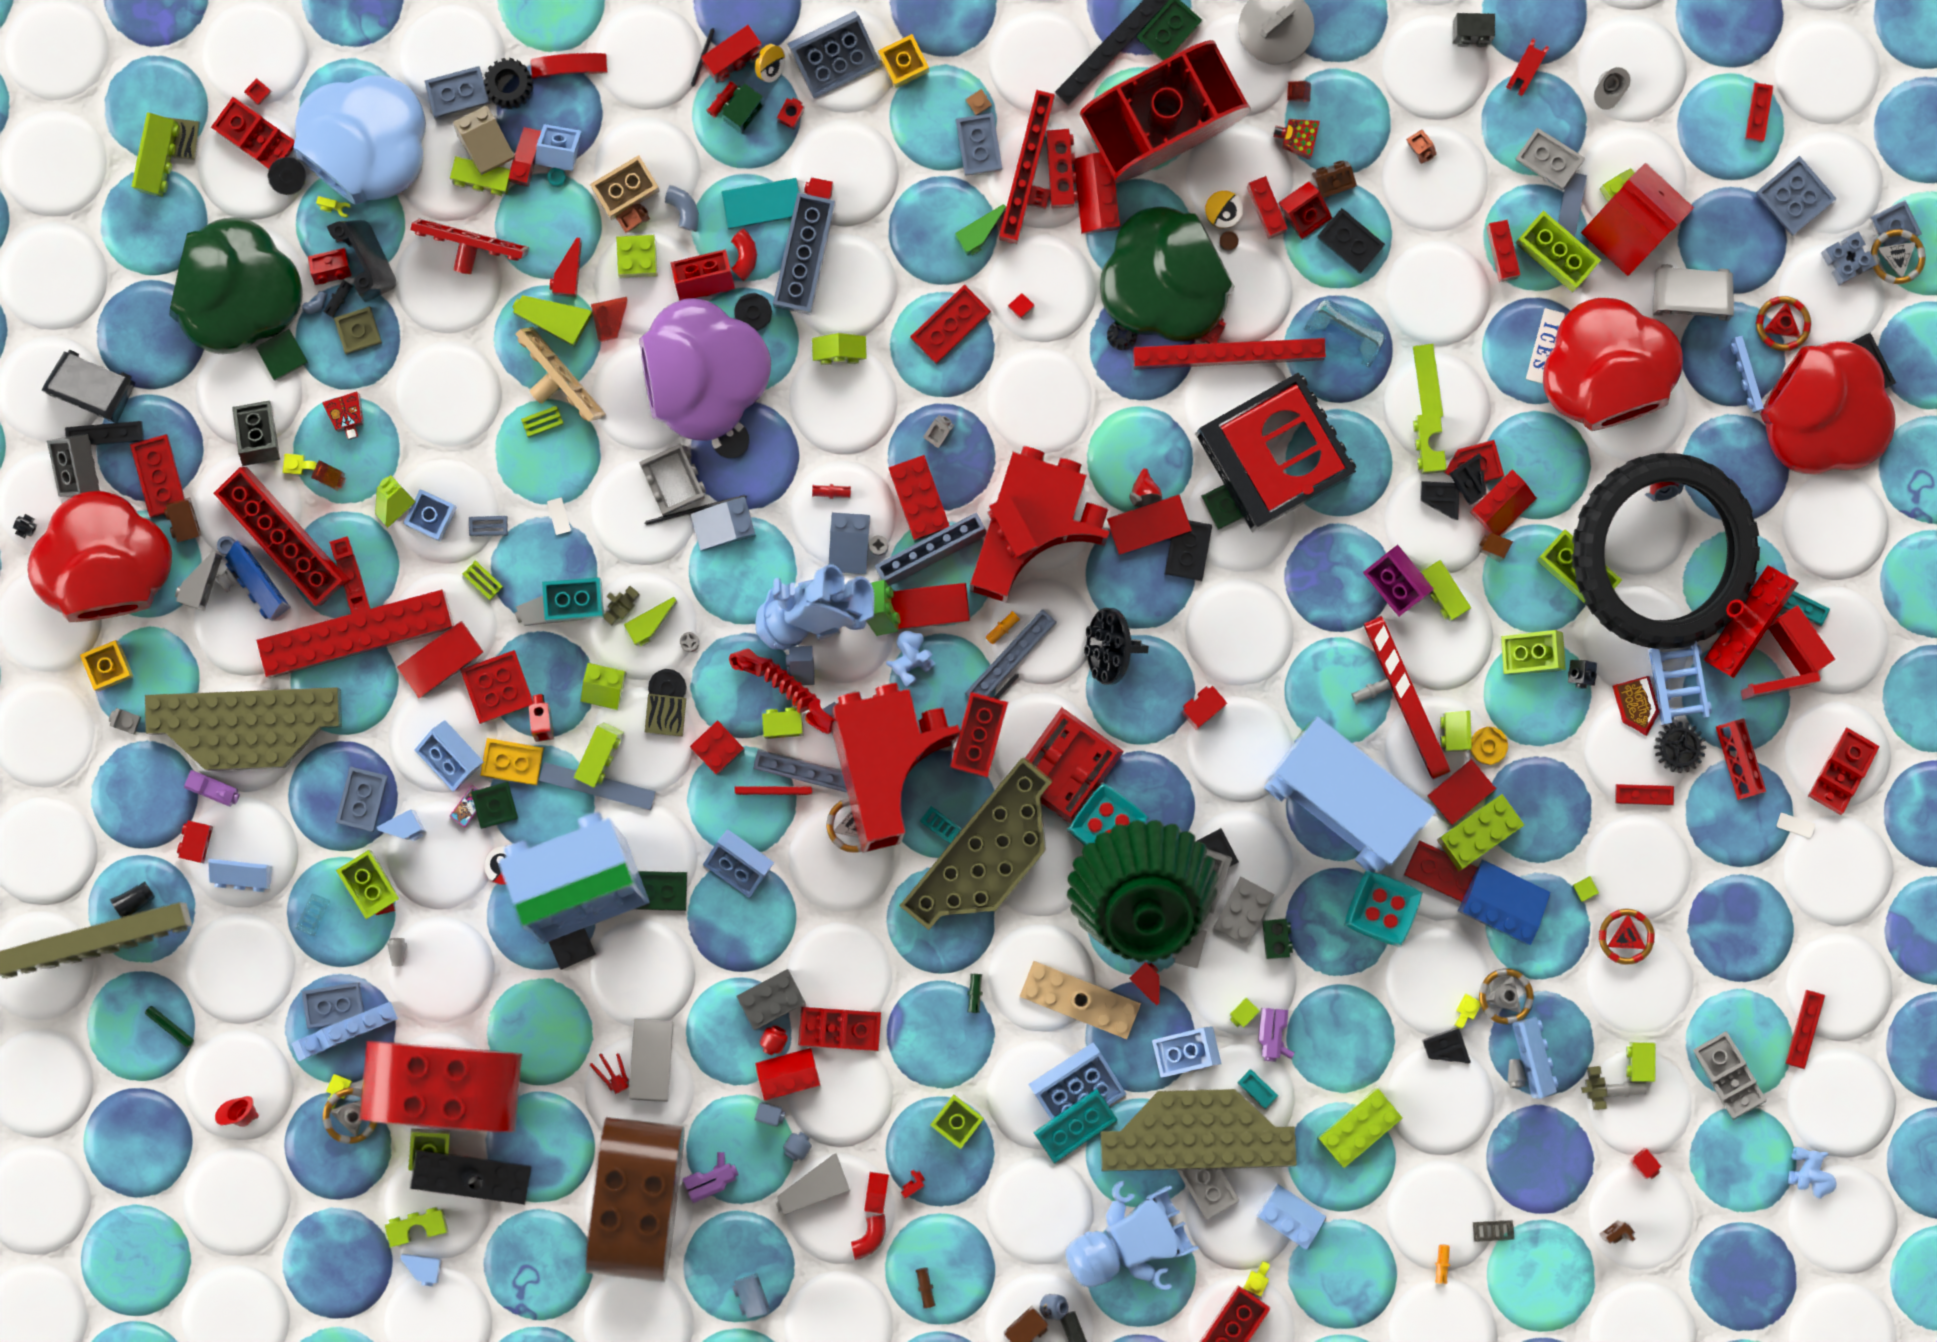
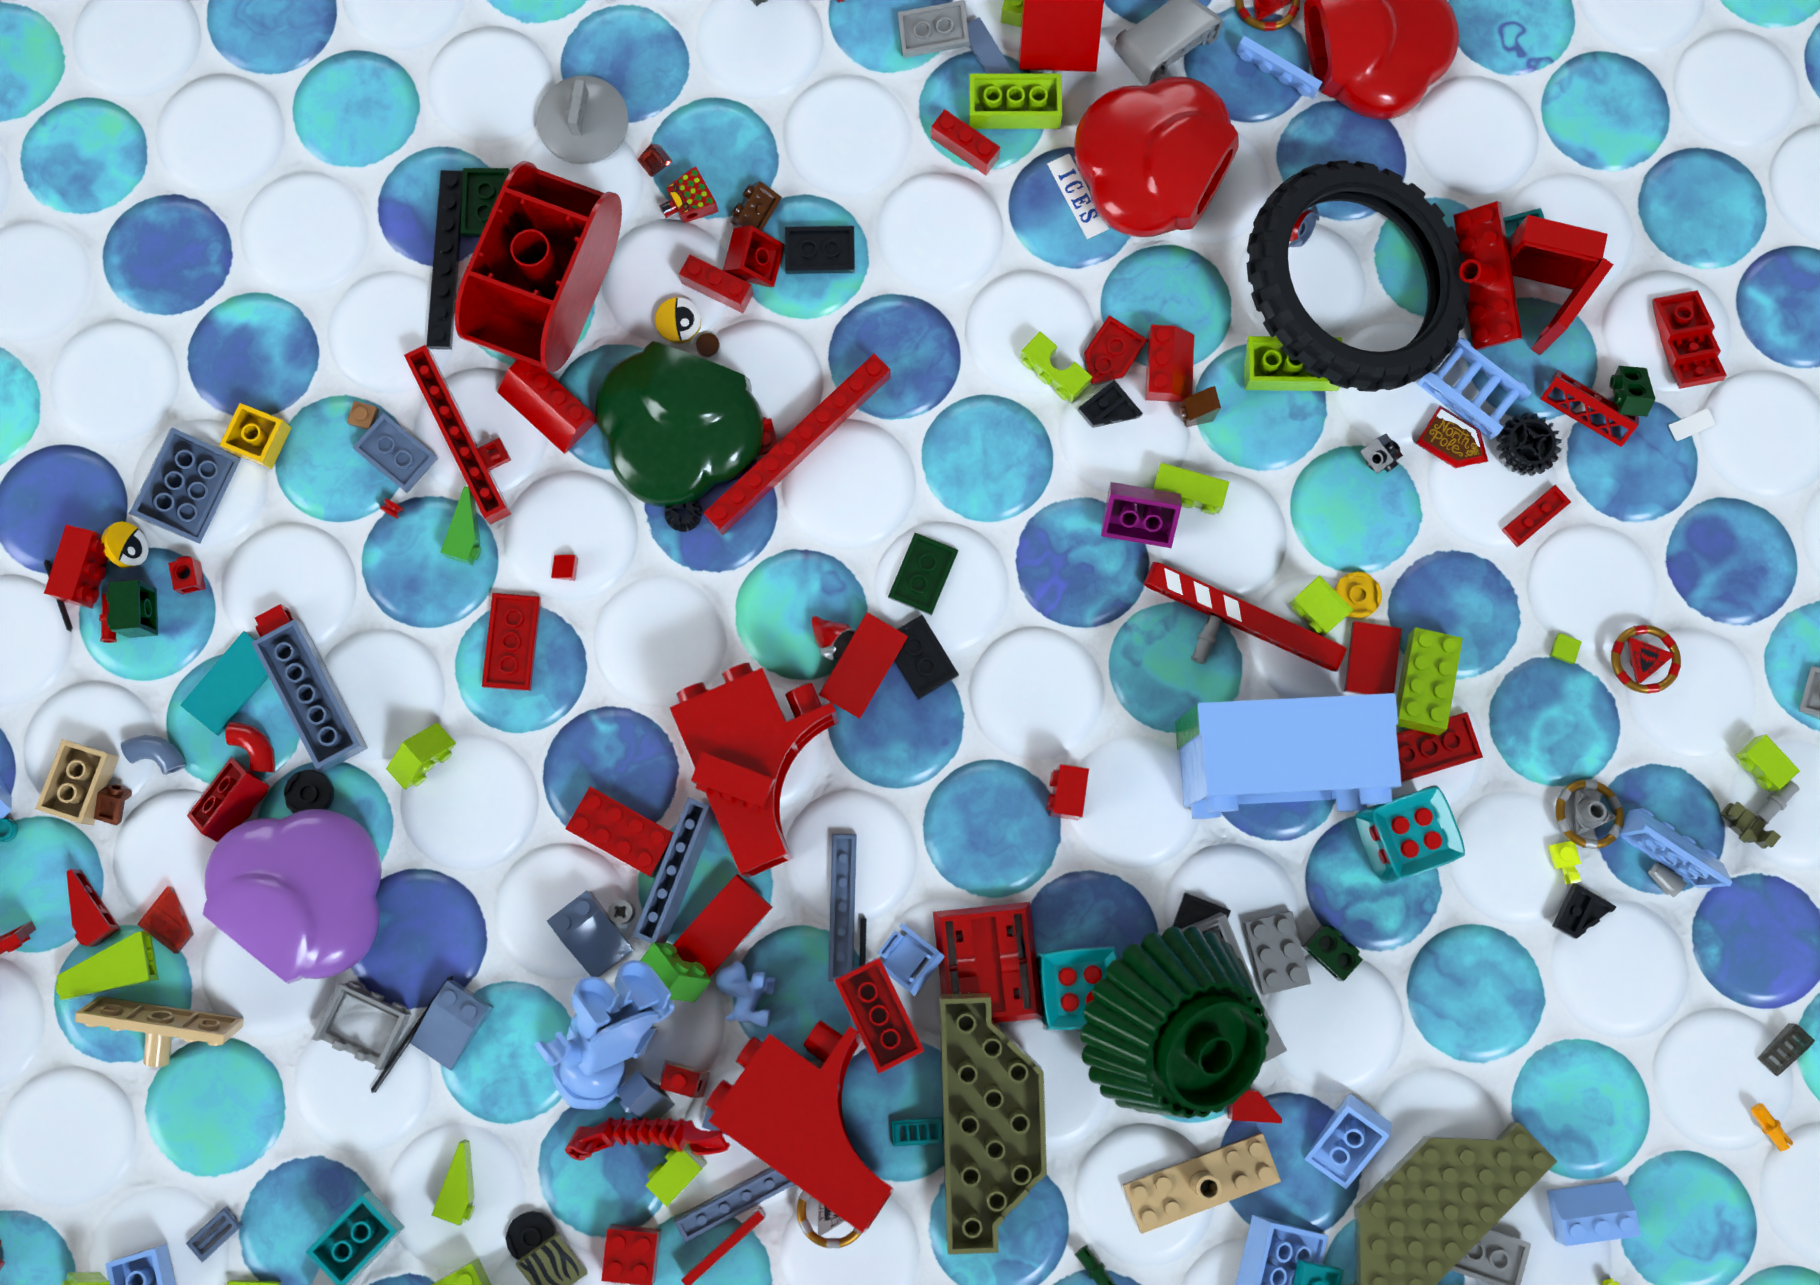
camera: 40 degrees left, 5 degrees down
(531, 433) = (172, 1100): lime tile -> none
(558, 516) = (279, 1160): white sticker -> none
(620, 605) = (414, 1196): olive piece -> none
(636, 256) = (145, 838): lime brick -> none
(689, 642) = (510, 1175): light grey wheel -> none
(733, 443) = (393, 936): black tile -> none
(831, 491) = (530, 899): red pin -> none
(832, 674) = (683, 1079): none -> red torso
(938, 430) = (585, 751): light grey bracket -> none
(947, 177) = (391, 508): none -> red bush
(1002, 627) = (810, 885): light orange axle -> none
(1023, 718) = (906, 955): none -> light blue container
(1057, 138) = (467, 383): red brick -> none
(1110, 646) = (929, 812): black bracket -> none
(1243, 1013) = (1367, 1053): lime brick -> none
(1257, 1089) = (1445, 1114): teal tile -> none
(1267, 476) = (910, 529): door -> none
(1273, 1046) = (1408, 1048): medium lavender piece -> none
(1360, 1127) = (1576, 1065): lime brick -> none
(1370, 336) = (912, 319): clear light blue windscreen -> none
(1422, 146) = (809, 113): bracket -> none
(1427, 379) = (999, 314): lime sticker -> none
(1470, 479) = (1122, 367): black wing -> none
(1505, 902) = (1509, 726): blue slope -> none
(1533, 652) = (1320, 474): lime slope -> none
(1773, 771) = (1632, 391): none -> dark green brick

